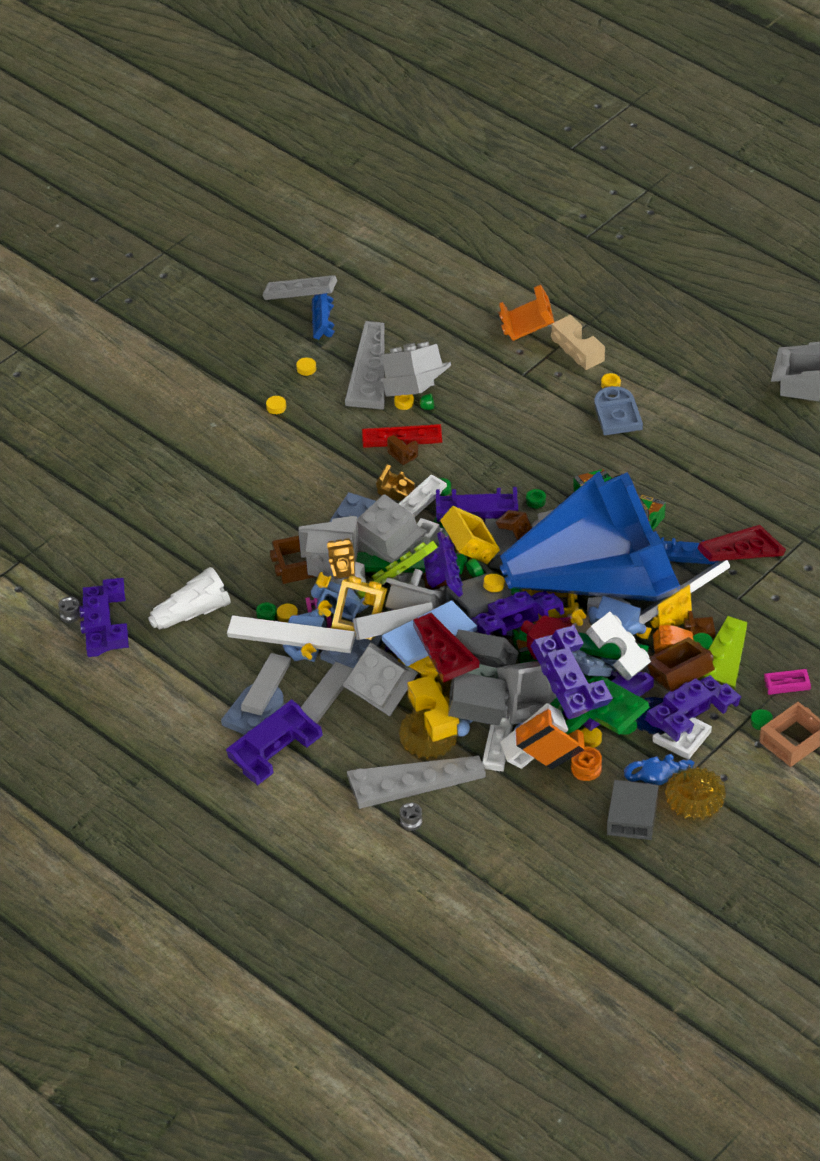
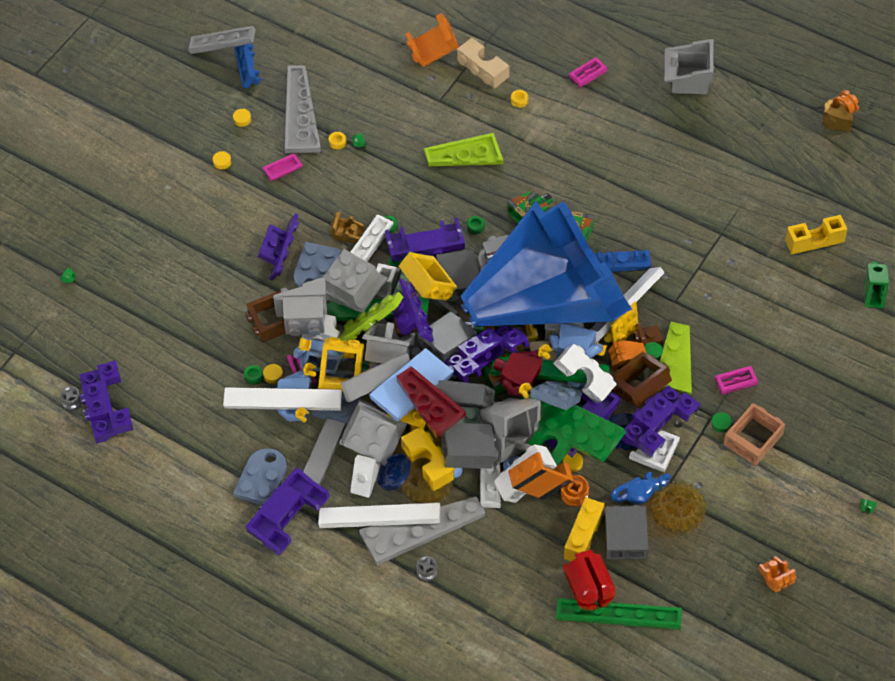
camera: 10 degrees left, 10 degrees up
(90, 495) = (68, 276): none -> green hinge
(199, 596) = (189, 370): white cone -> none
(266, 684) = (268, 451): light grey tile -> none
(314, 492) = (275, 245): none -> dark purple bracket
(339, 419) = (282, 167): none -> dark pink tile
(341, 558) = (318, 322): pearl gold hand -> none
(363, 718) = (364, 475): none -> white brick
(371, 759) = (379, 515): none -> white tile
(396, 720) = (394, 472): none -> clear blue tile
(400, 451) = (344, 194): reddish brown bracket -> none
(412, 368) = (341, 111): light grey piece -> none
(421, 434) = (342, 177): red tile -> none
(474, 568) = (437, 309): green tile -> none
(493, 583) = (459, 323): yellow tile -> none
(516, 522) = (465, 256): reddish brown bracket -> none
(540, 426) = (469, 151): none -> lime wing
(565, 675) = (546, 414): dark purple bracket -> none
(579, 810) = (584, 527): none -> yellow arch
(580, 845) = (589, 580): none -> red cylinder
(608, 887) = (621, 614): none -> green tile
(617, 413) = (532, 129): sand blue plate -> none
(692, 366) = (590, 73): none -> dark pink tile
(743, 544) = (670, 249): dark red wing -> none
(789, 871) = (777, 574): none -> orange hand

